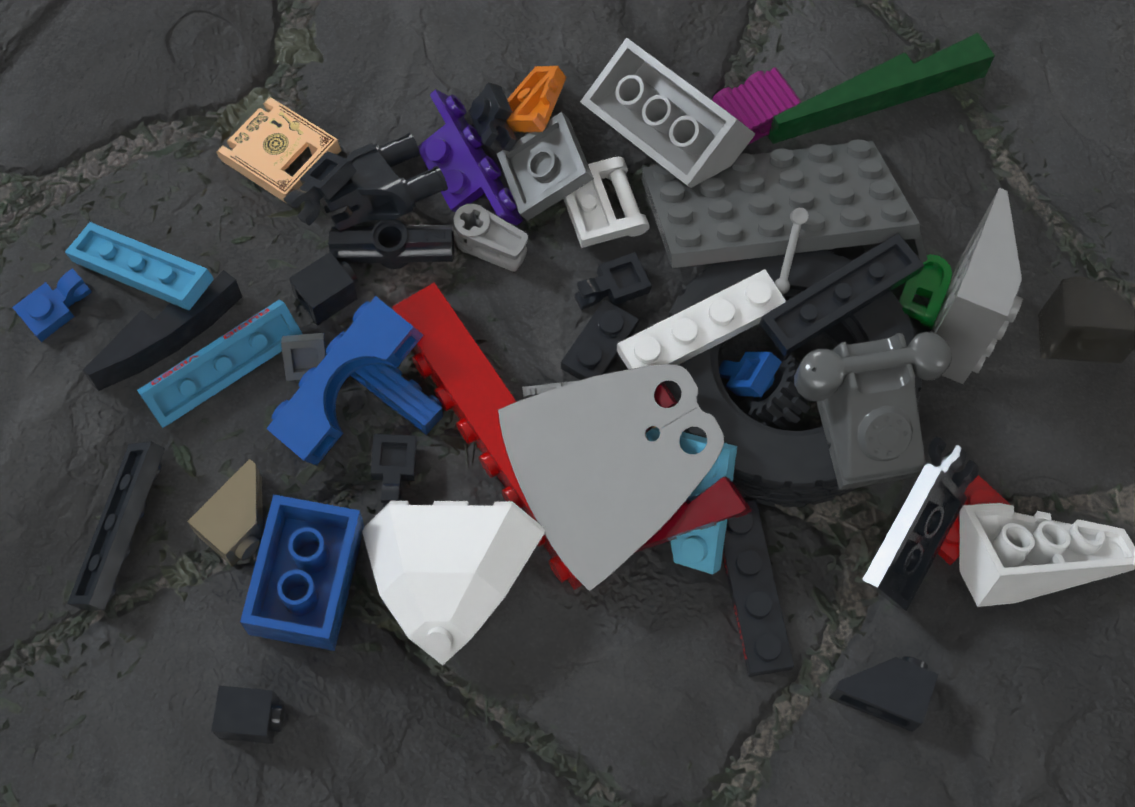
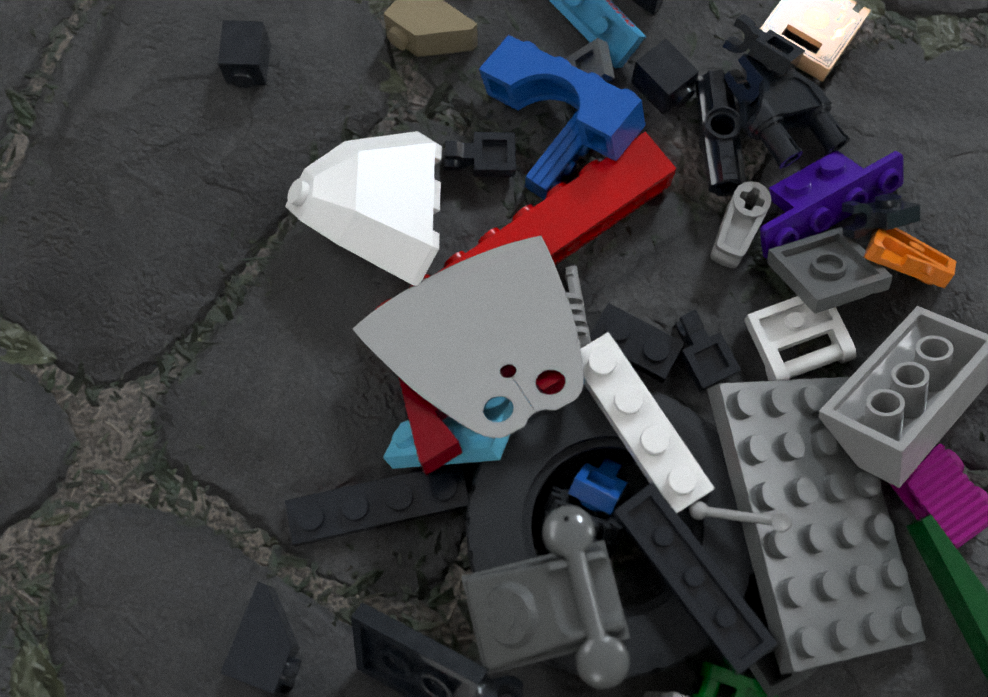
camera: 90 degrees right, 5 degrees up
(303, 572) = (370, 81): blue brick -> none

